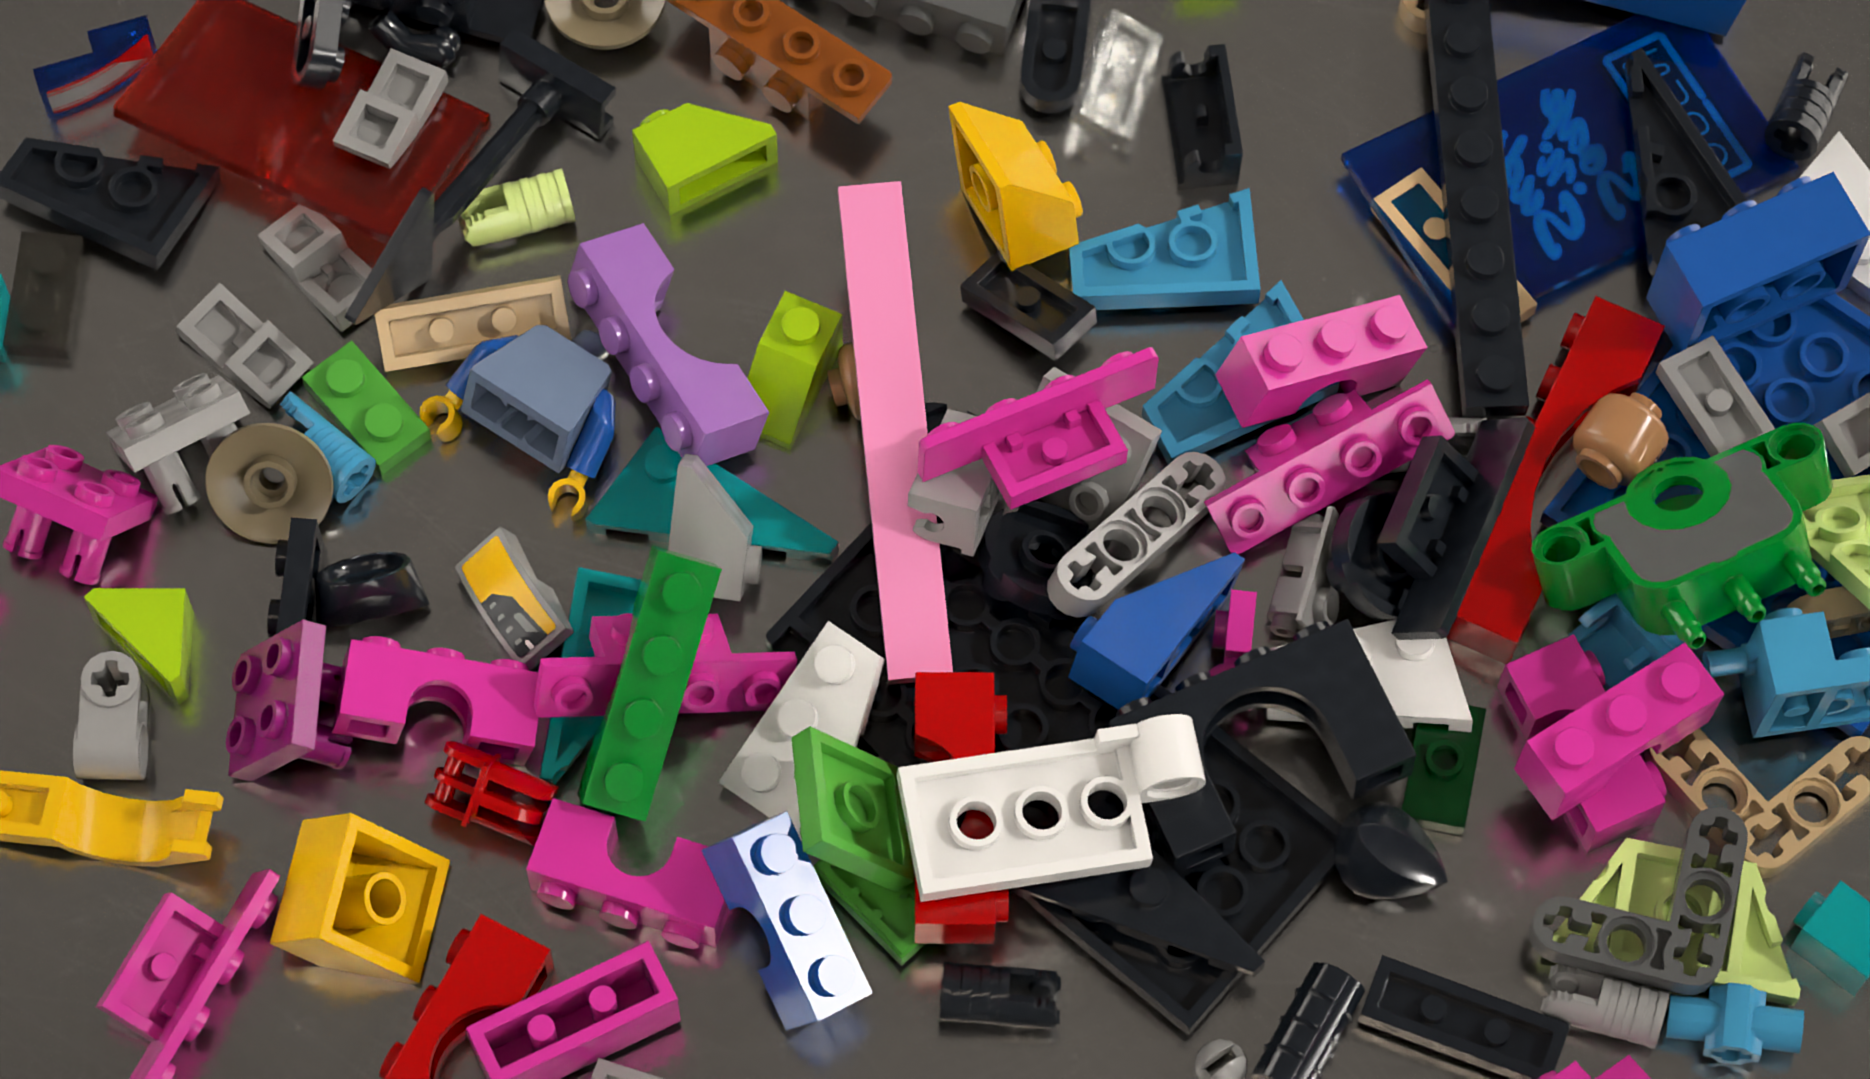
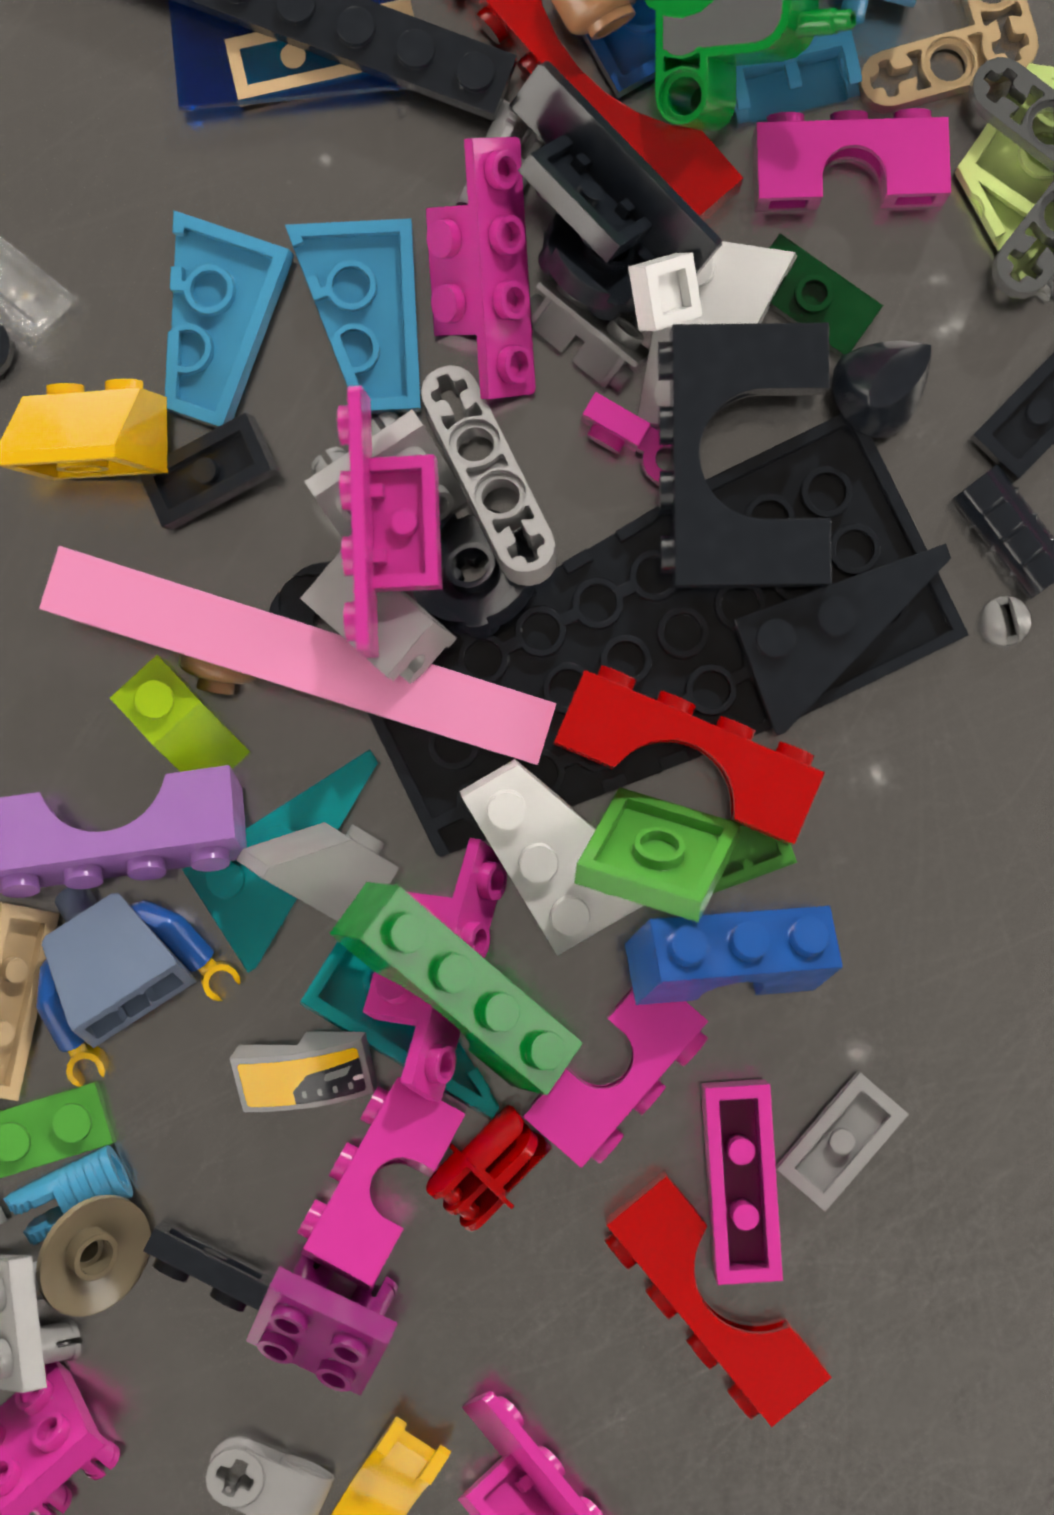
camera: 65 degrees left, 20 degrees up
(152, 629) = (197, 1416): lime slope -> none
(360, 899) = (537, 1324): yellow slope -> none
(367, 589) = (231, 1201): black piece -> none
(999, 995) = (858, 802): black hinge -> none
(1134, 761) = (735, 582): white hinge -> none
(1149, 631) = (597, 516): blue slope -> none
(1202, 120) = (84, 222): black hinge -> none
(1284, 365) = (391, 227): dark pink arch -> none
(1376, 607) = (665, 291): none -> white plate
(1593, 742) = (886, 141): dark pink arch -> none

